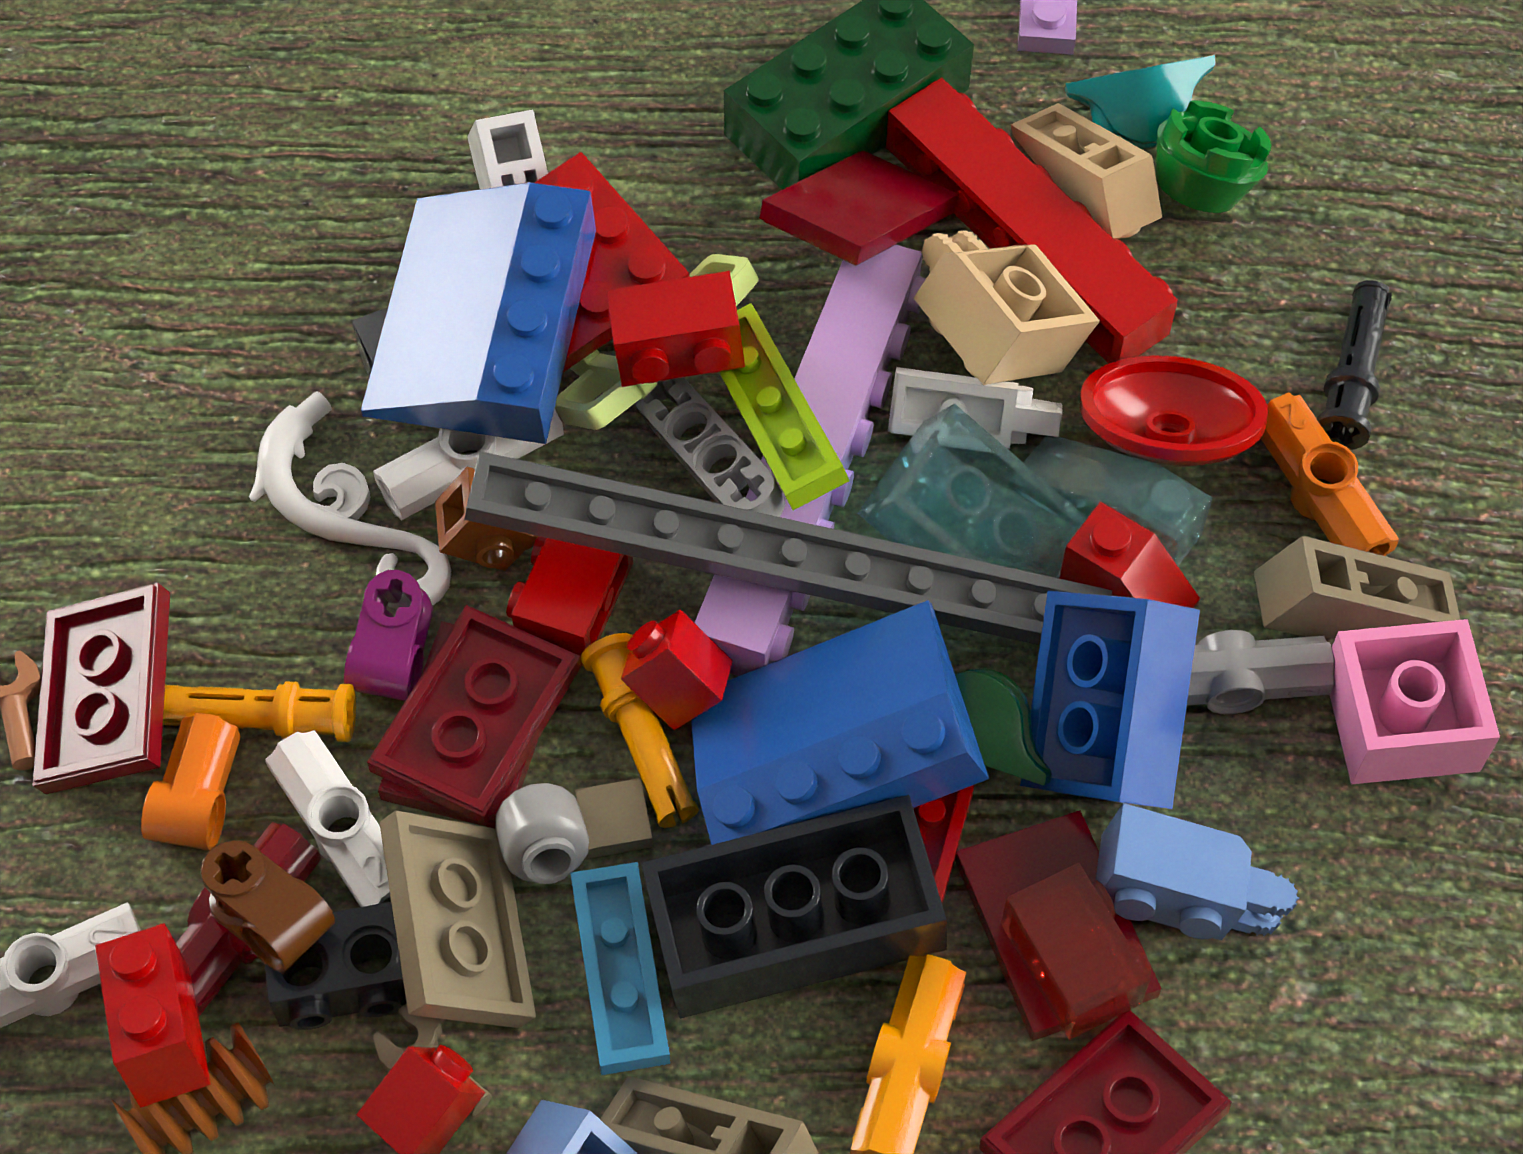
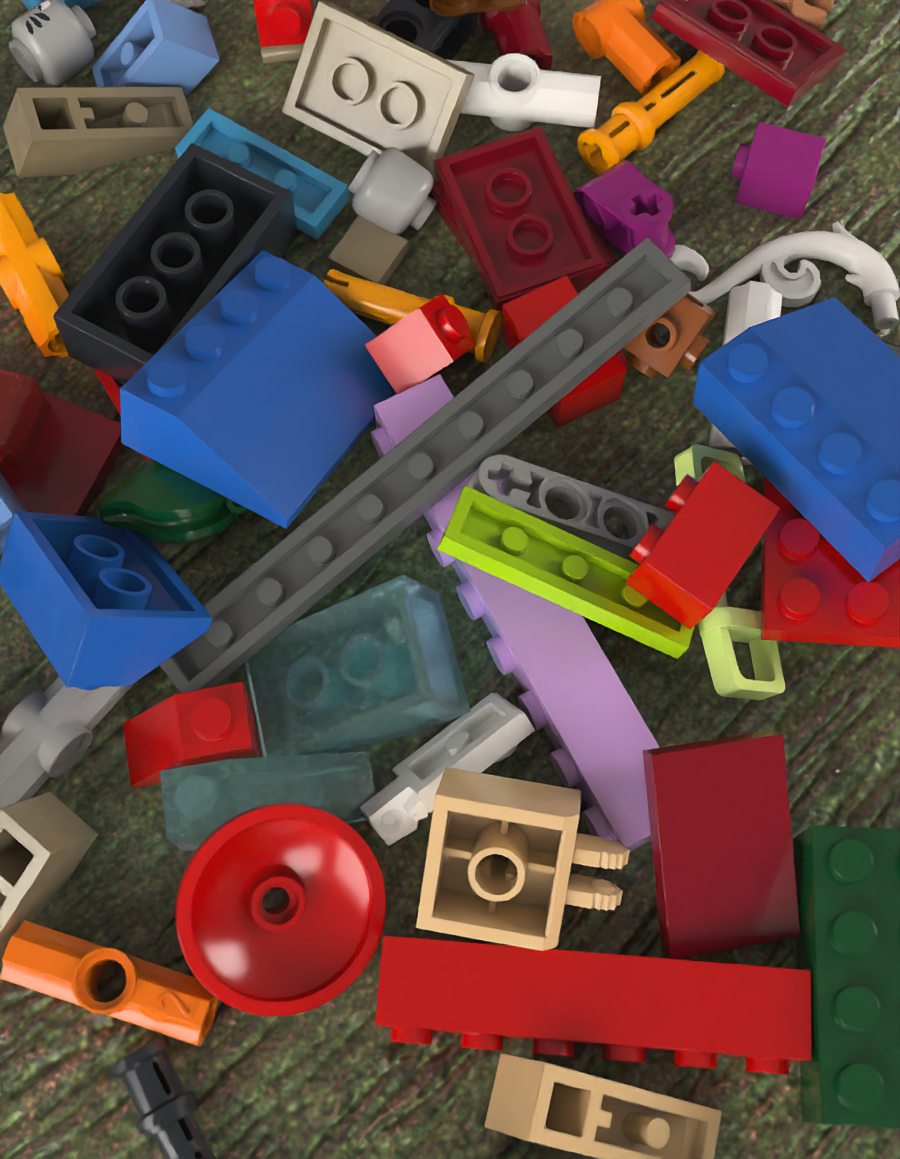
camera: 135 degrees right, 10 degrees up
(241, 563) = (778, 170): none -> magenta brick

